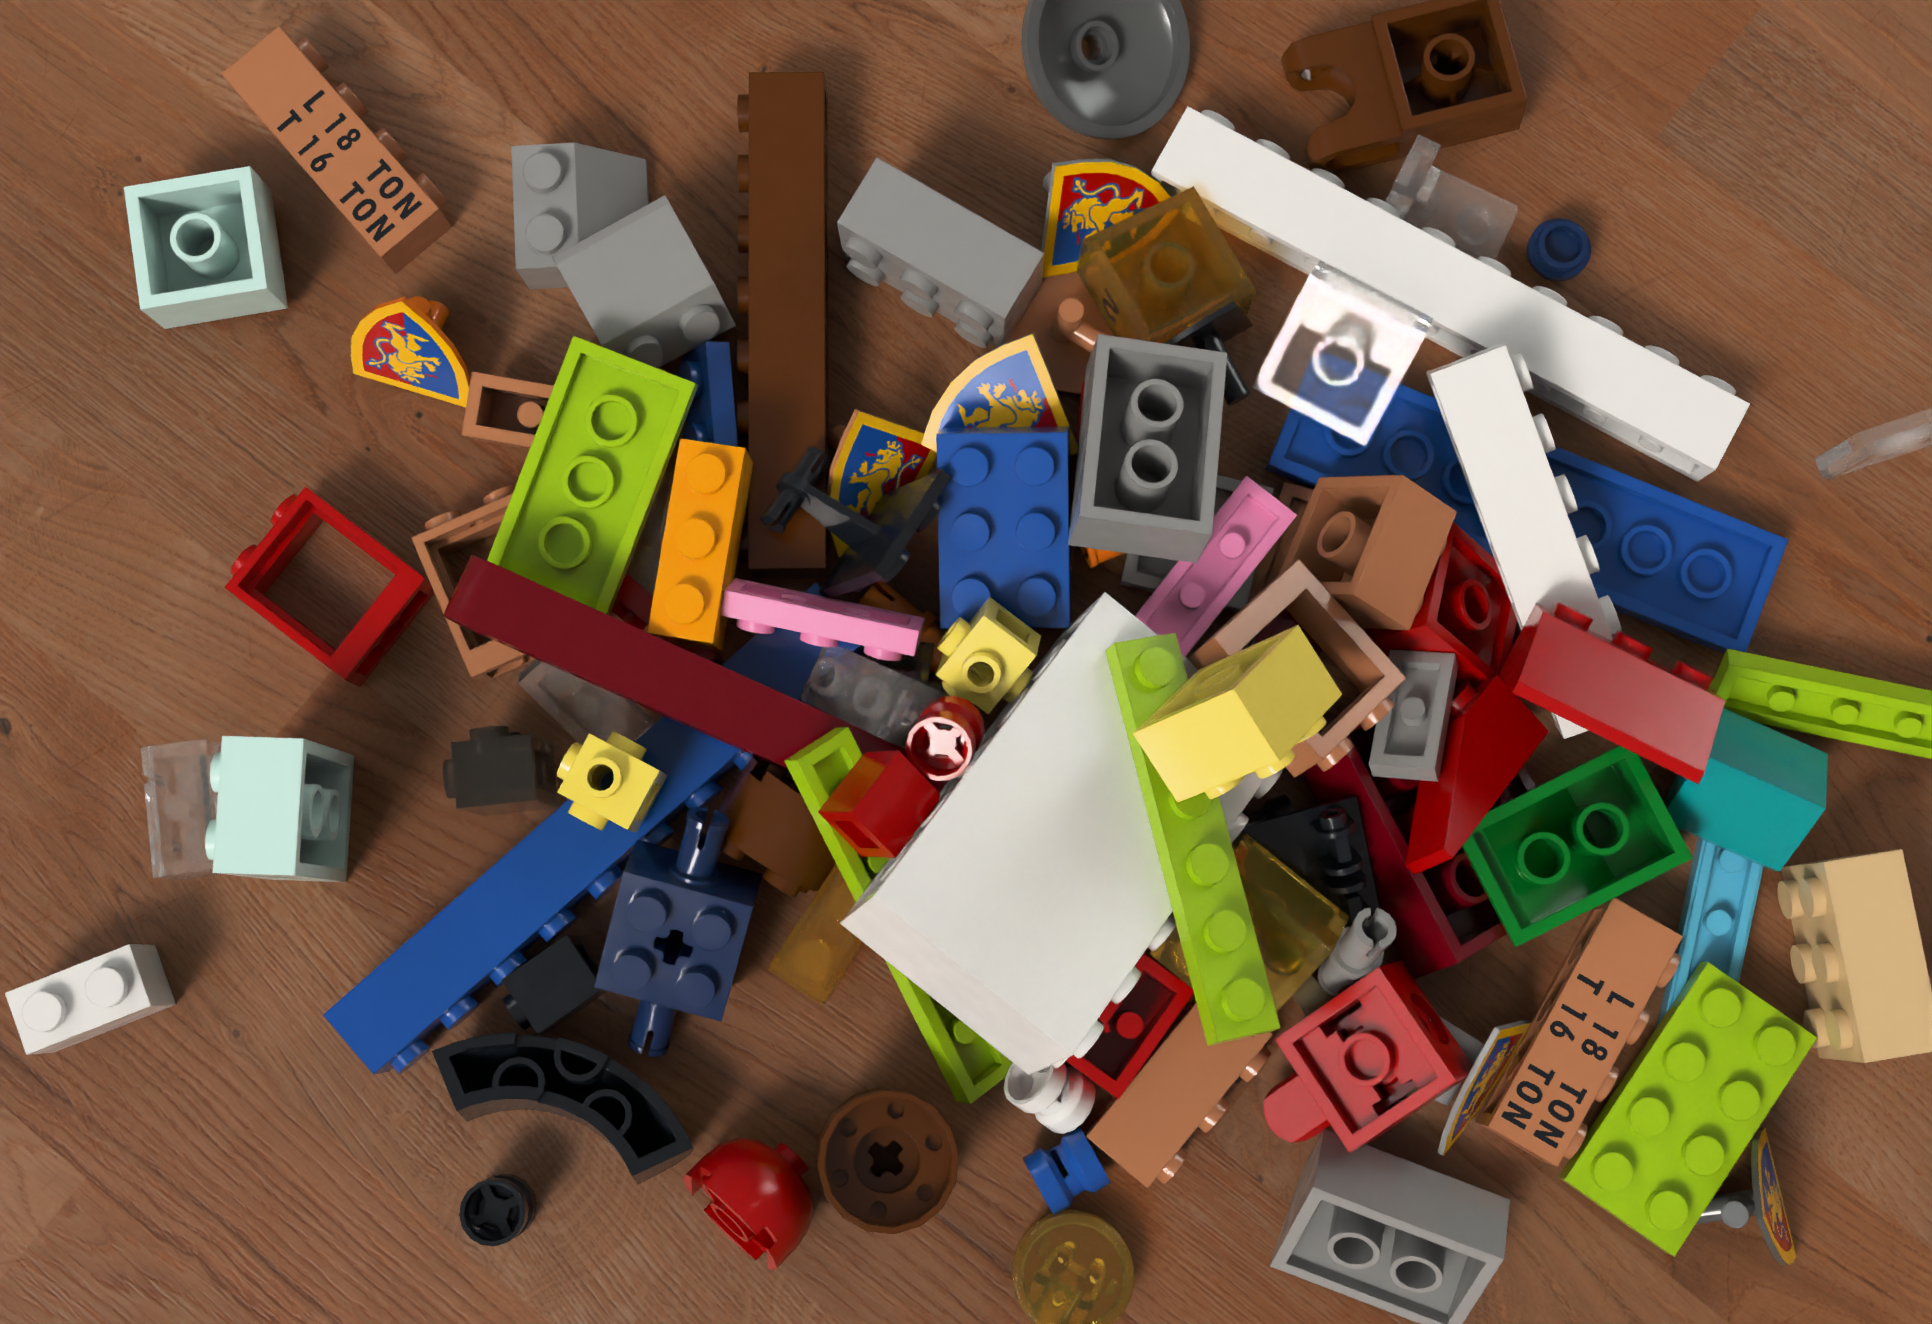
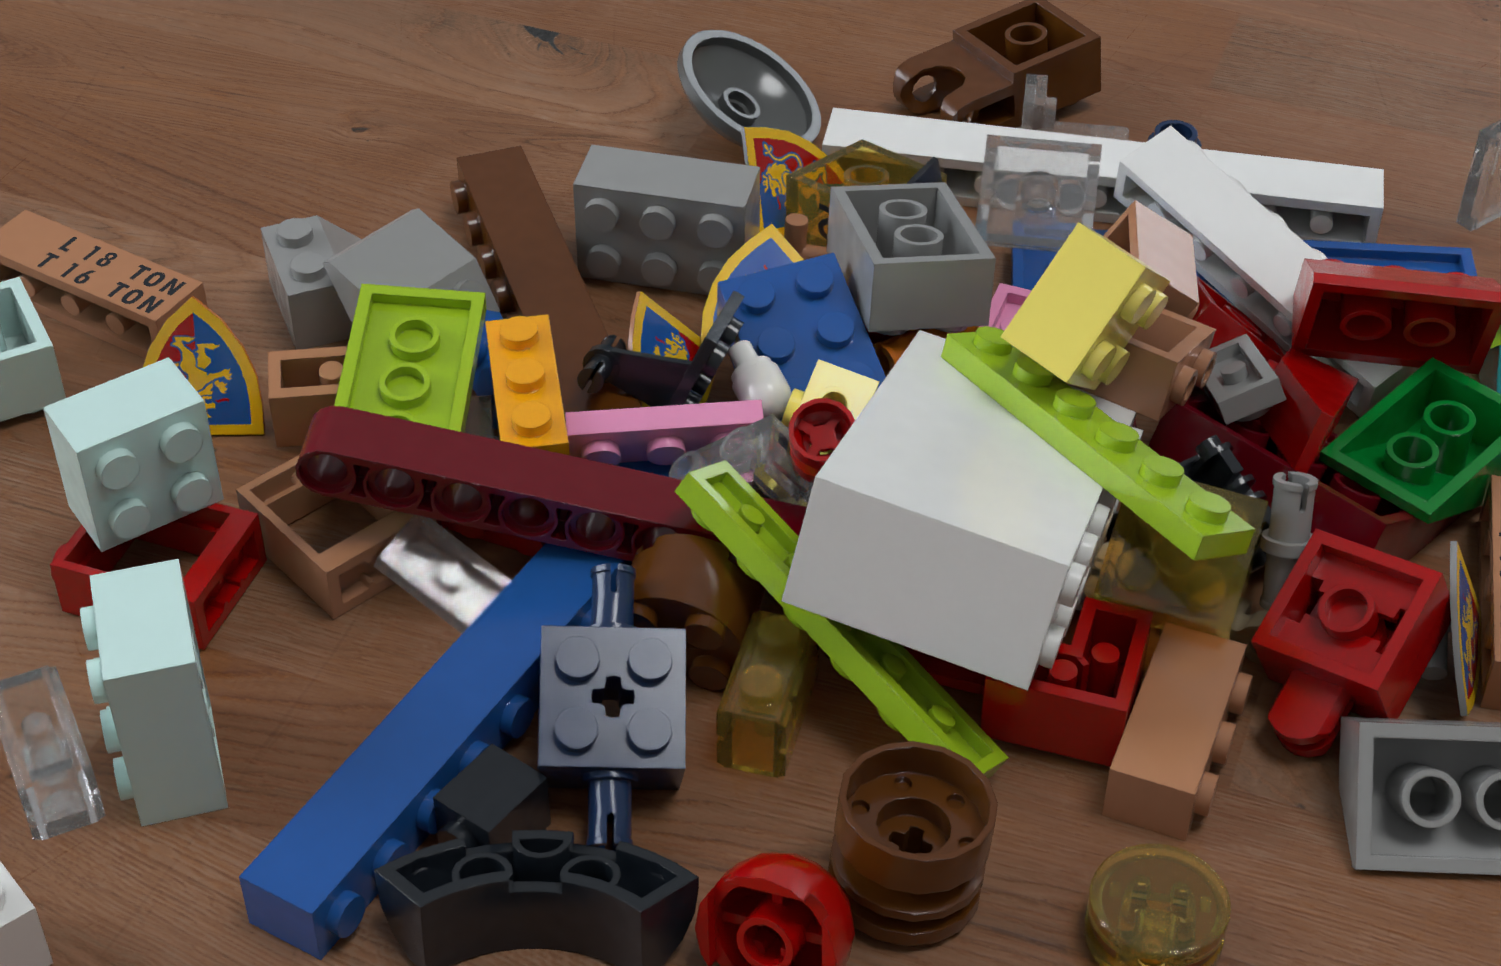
camera: 20 degrees left, 40 degrees down
(306, 520) = (134, 453): none -> light aqua brick
(501, 773) = (382, 633): clear smoke brick -> none
(632, 789) = (501, 583): light yellow brick -> none
(880, 804) = (777, 495): red panel -> none
(933, 586) = (758, 379): none -> white cylinder
(1058, 1095) = (1055, 759): white wheel -> none
(1079, 1161) = (1110, 820): blue wheel -> none

